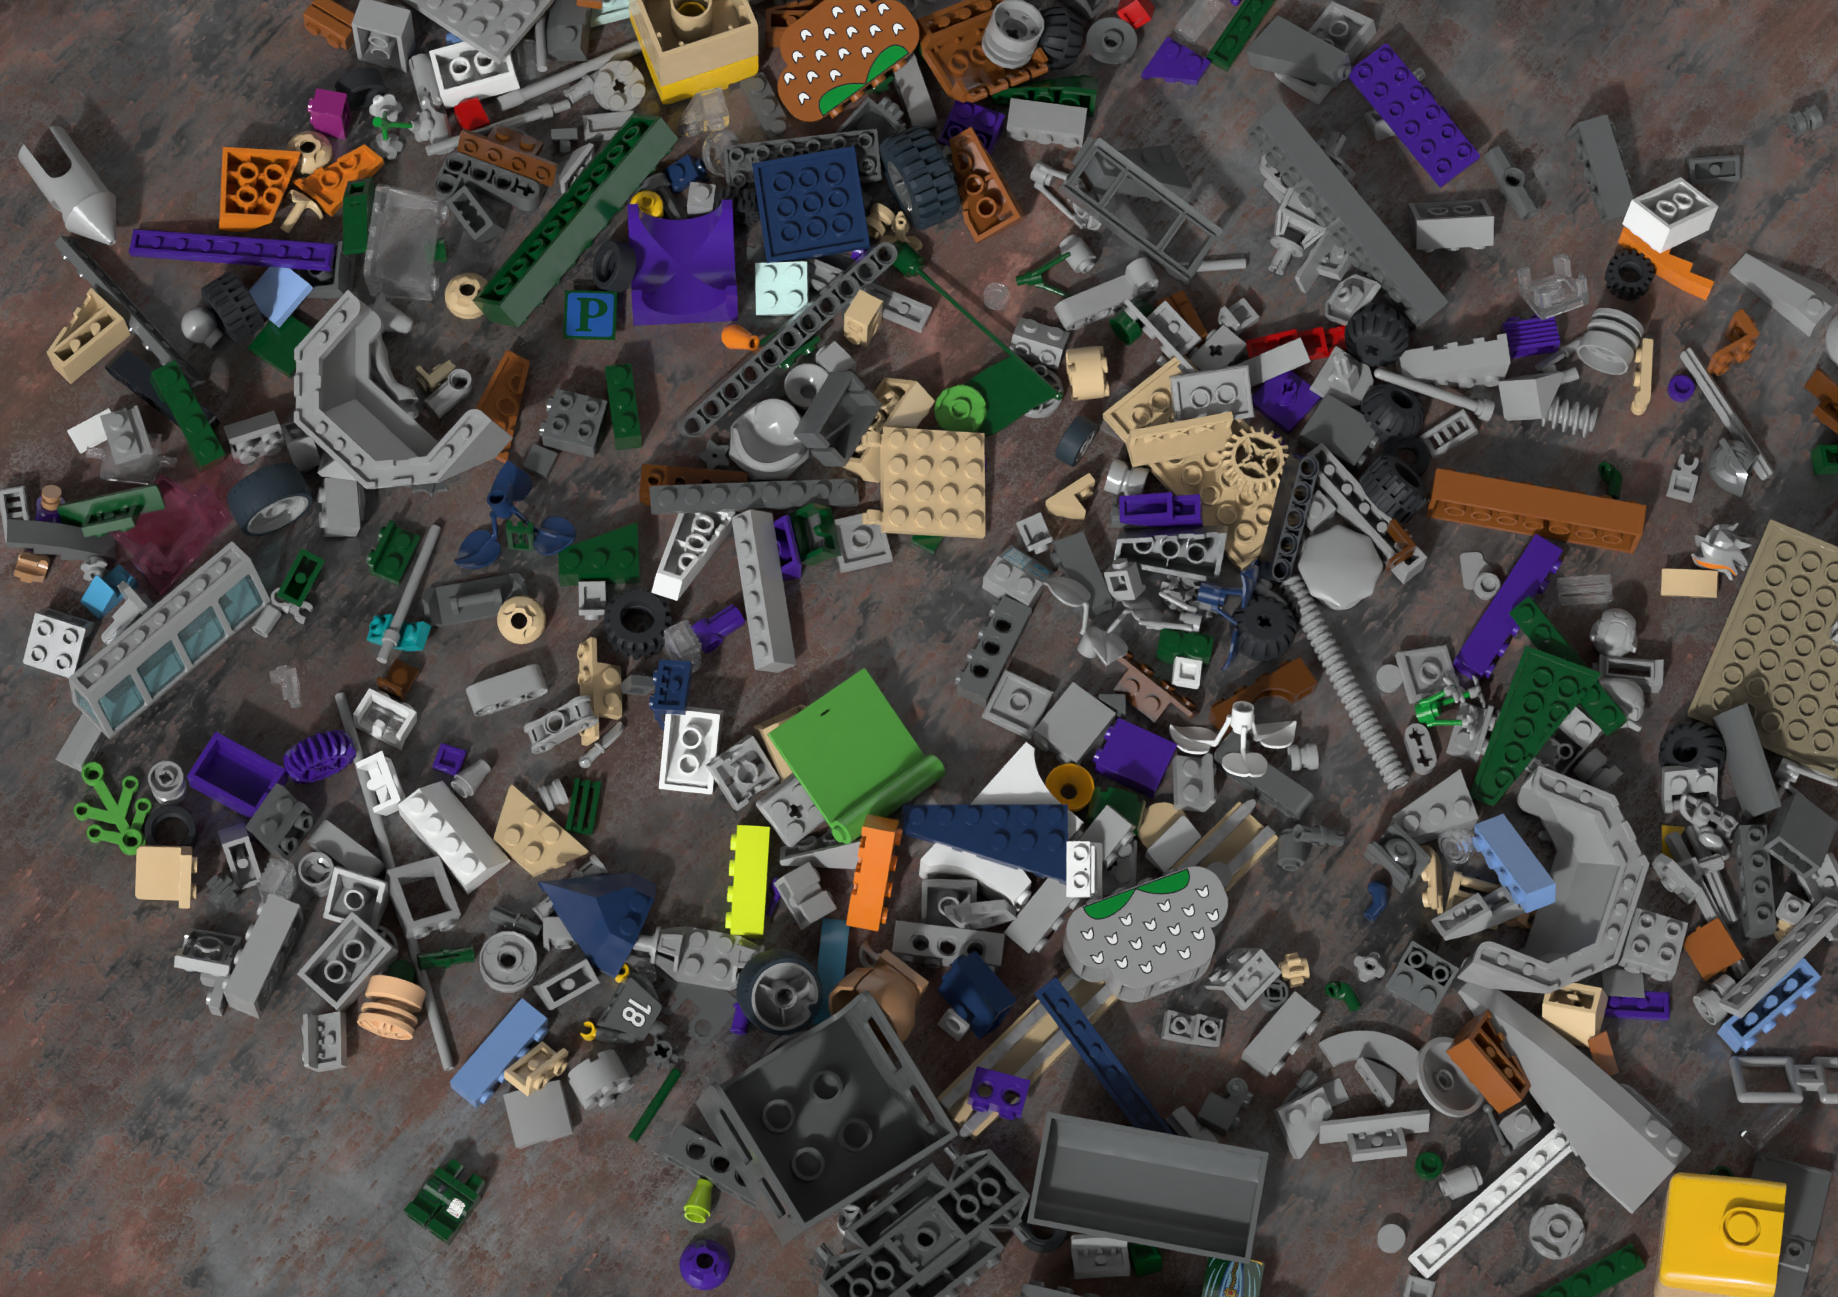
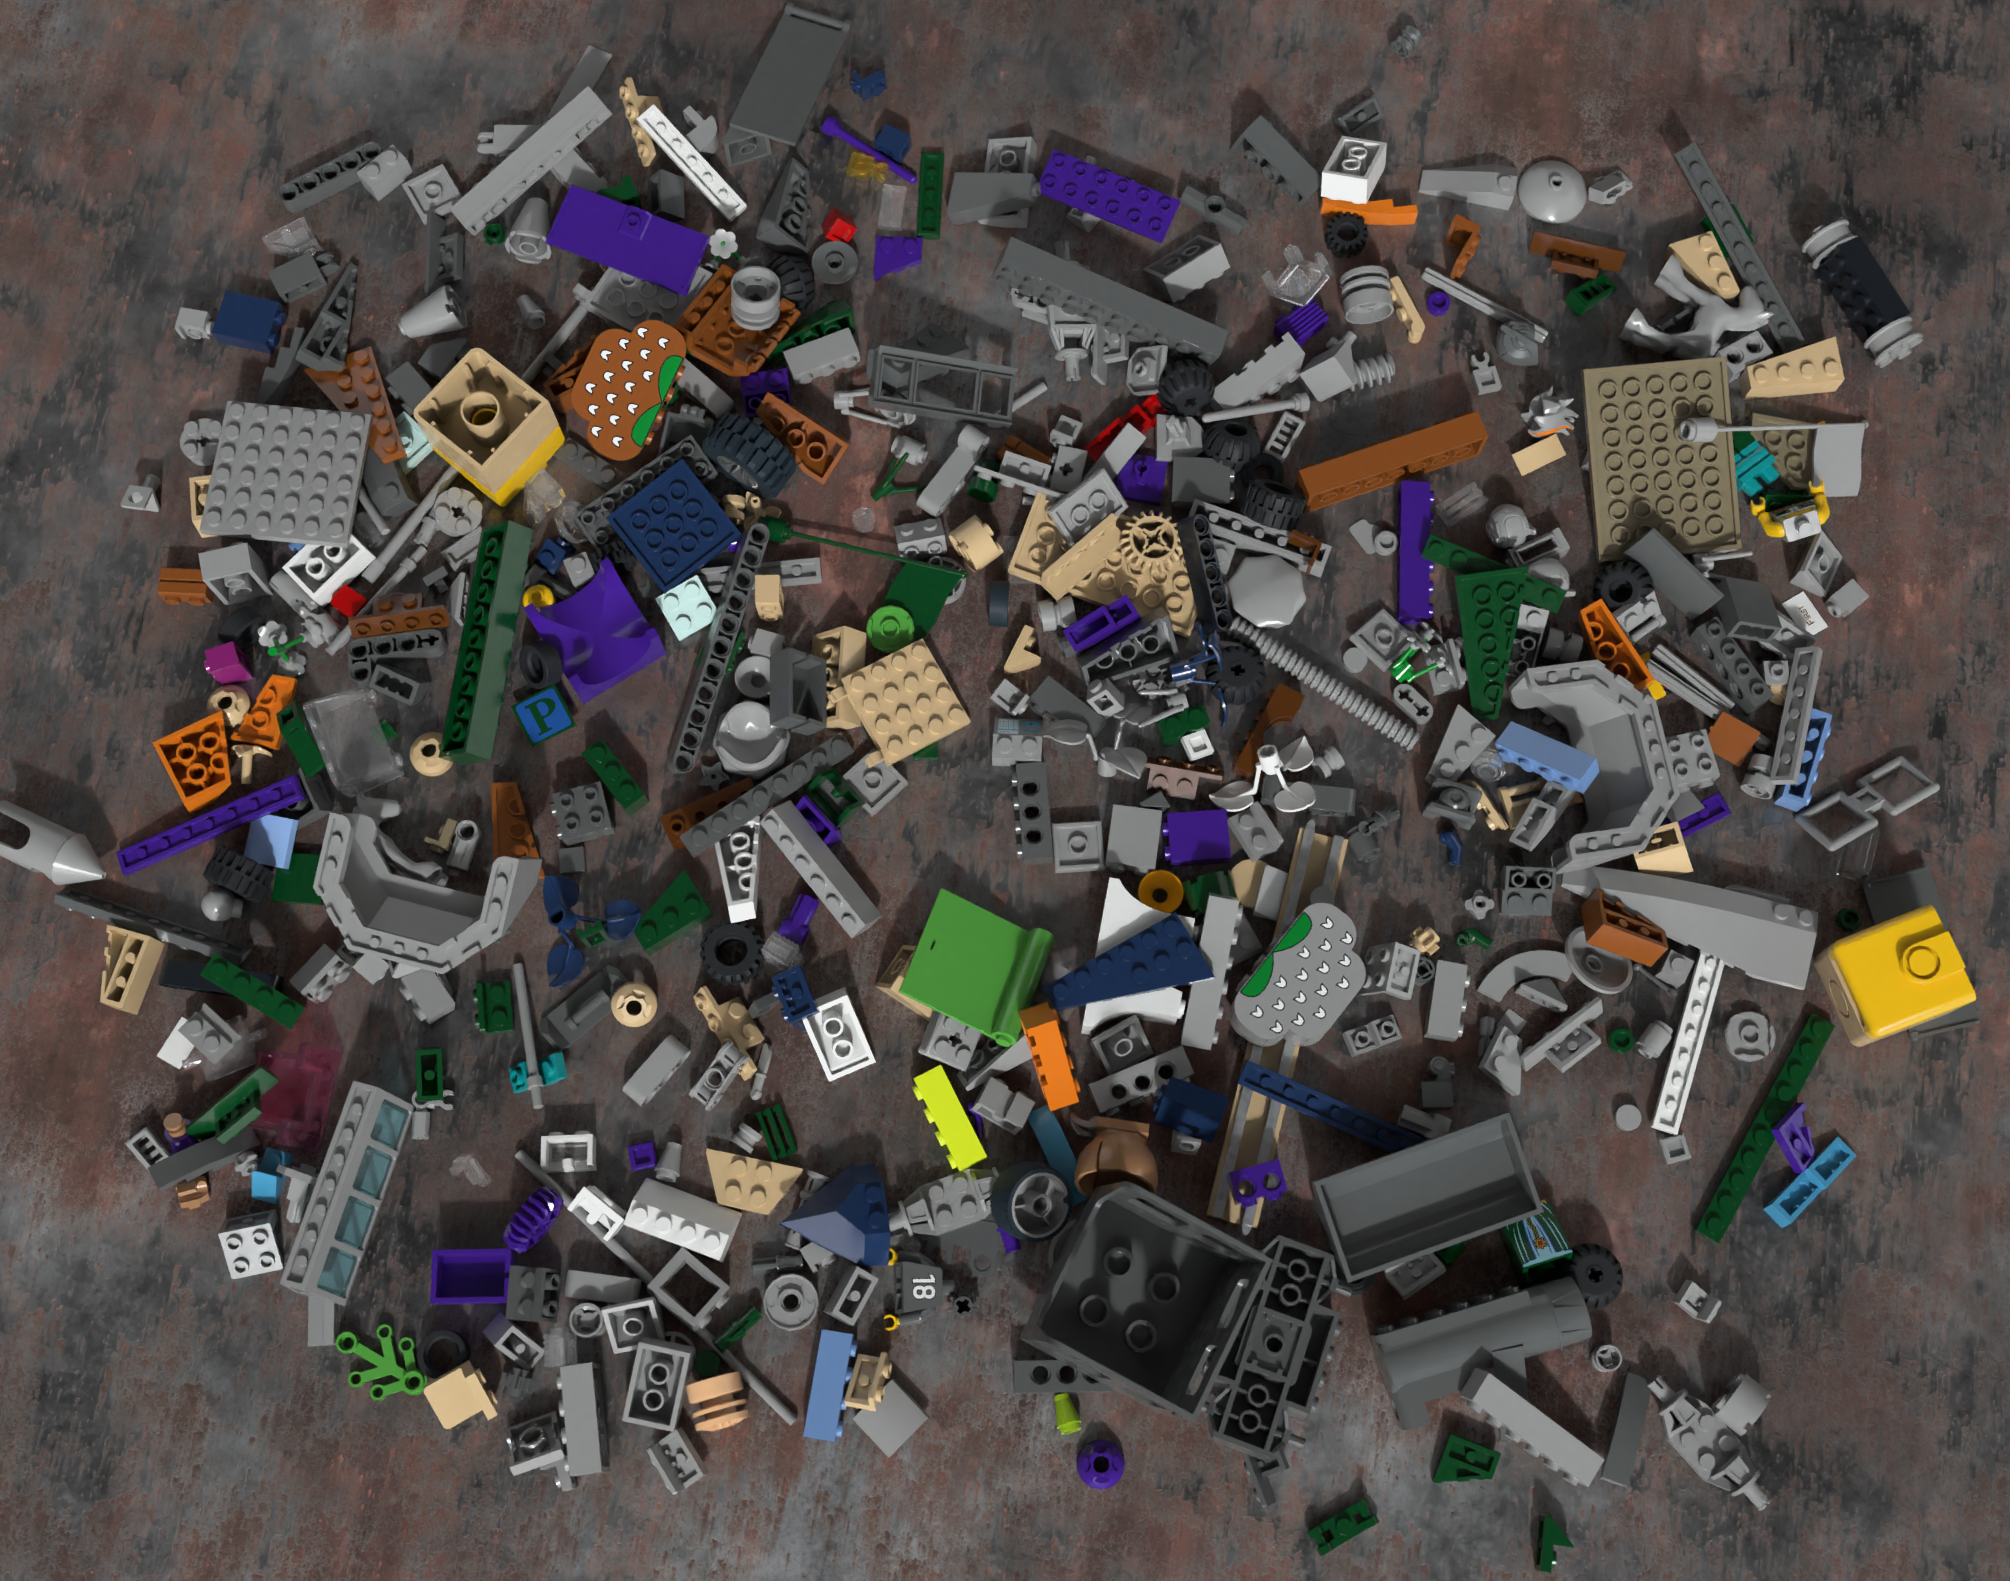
camera: 25 degrees left, 5 degrees up
(167, 783) = (416, 1315): light grey wheel -> none
(269, 499) = (364, 1022): black wheel -> none
(398, 680) = (561, 1113): reddish brown bracket -> none
(446, 1202) = (862, 1532): dark green hips -> none
(592, 599) = (683, 953): light grey bracket -> none
(599, 1080) = (927, 1362): light grey brick -> none
(654, 1105) = (981, 1353): dark green bar -> none
(737, 337) = (676, 668): orange cone -> none
(746, 776) = (895, 1031): light grey brick -> none
(980, 914) = (1155, 1041): light grey wing -> none
(1084, 869) = (1222, 959): white window -> none
(1564, 352) = (1332, 324): light grey piece -> none
(1602, 1053) = (1701, 871): dark orange sticker -> none
(1612, 478) = (1430, 404): dark green arm -> none
(1643, 800) = (1611, 646): none -> orange wedge
(1682, 876) = (1678, 693): light grey piece -> none
(1706, 812) = (1663, 631): light grey piece -> none
(1713, 842) = (1681, 652): light grey arm -> none

